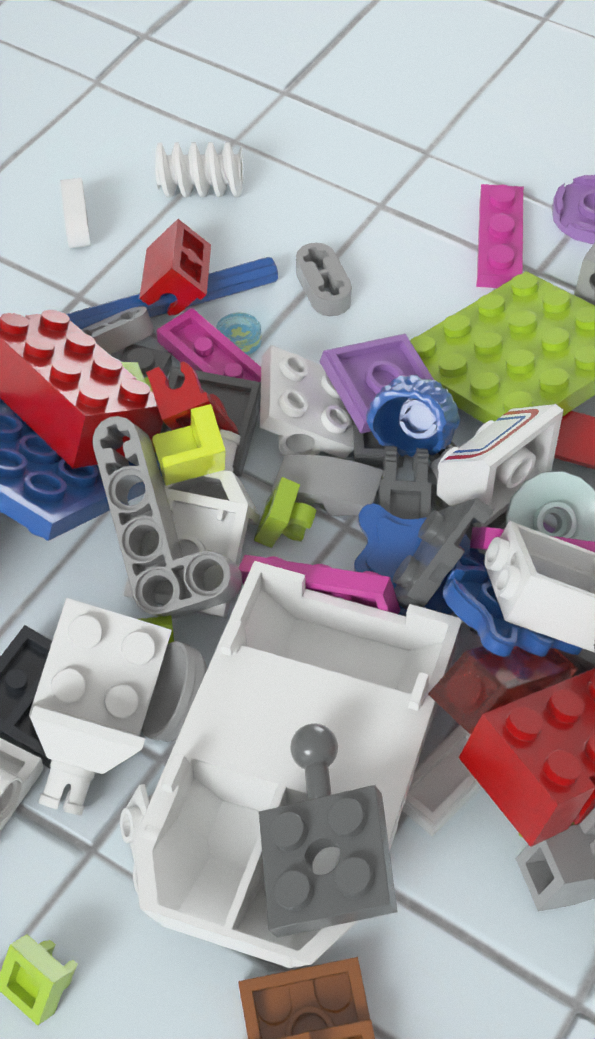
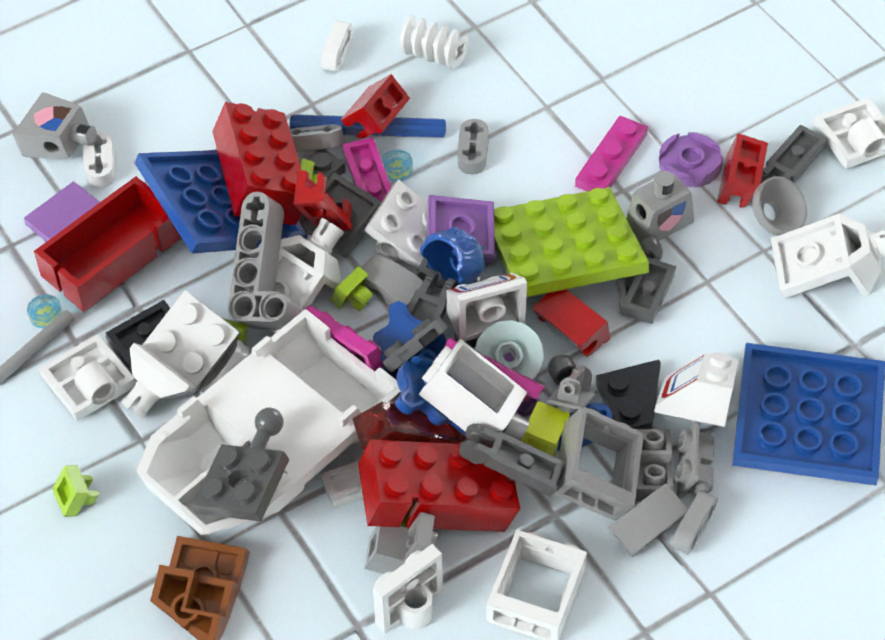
camera: 25 degrees right, 0 degrees up
(191, 449) = (303, 228): neon yellow panel -> none

